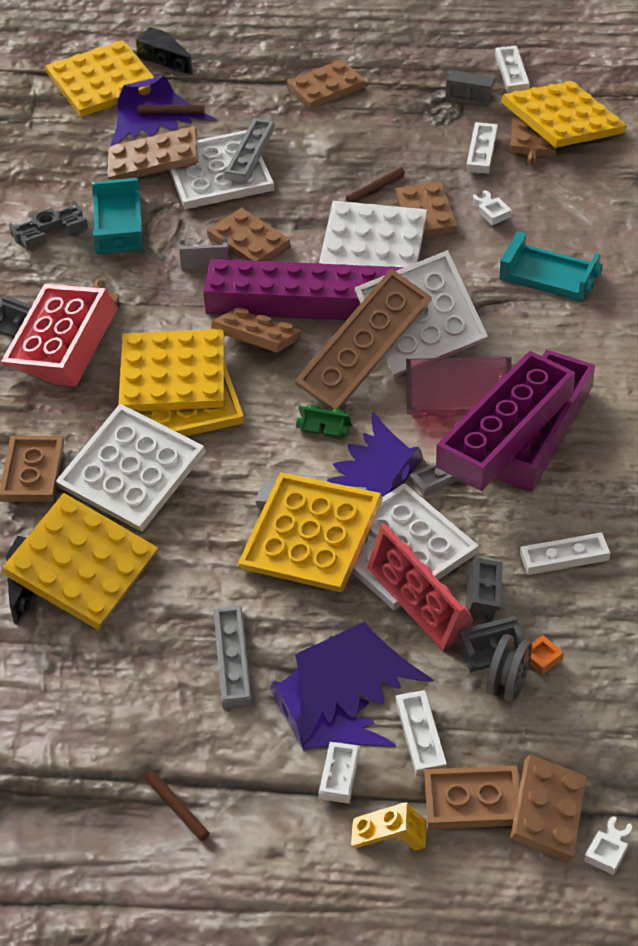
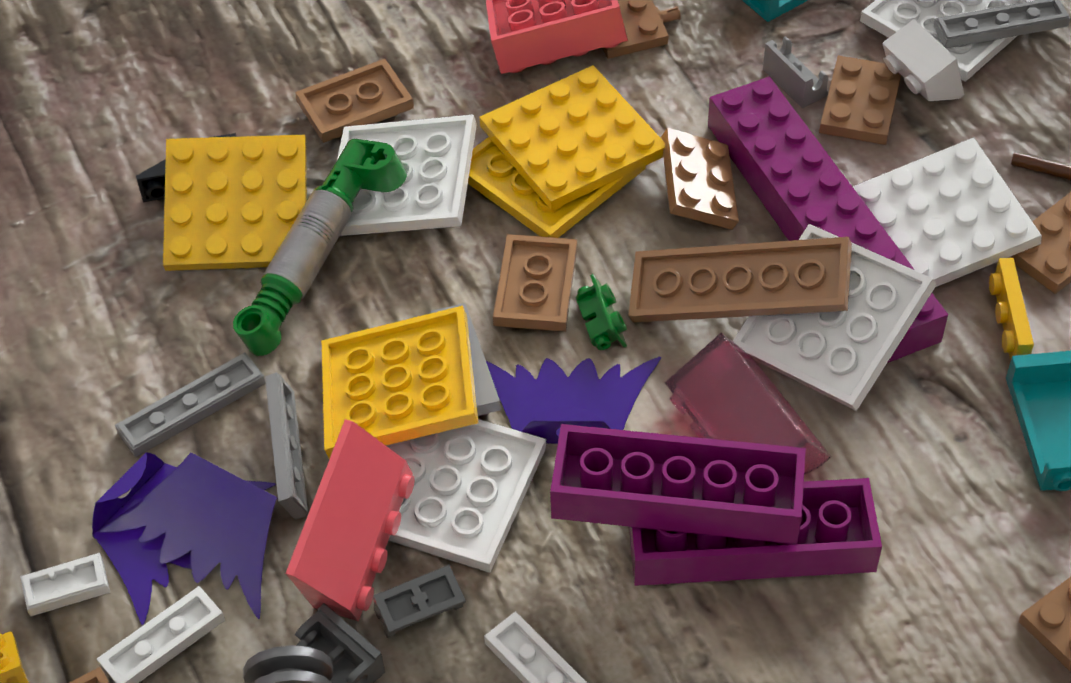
camera: 60 degrees right, 5 degrees up
(152, 525) = (312, 236): none -> green piece
(257, 191) = (923, 63): none -> white slope
(273, 440) = (535, 282): none -> medium nougat plate
(308, 610) = (286, 446): none -> light grey tile
(463, 250) = (1011, 309): none -> yellow plate

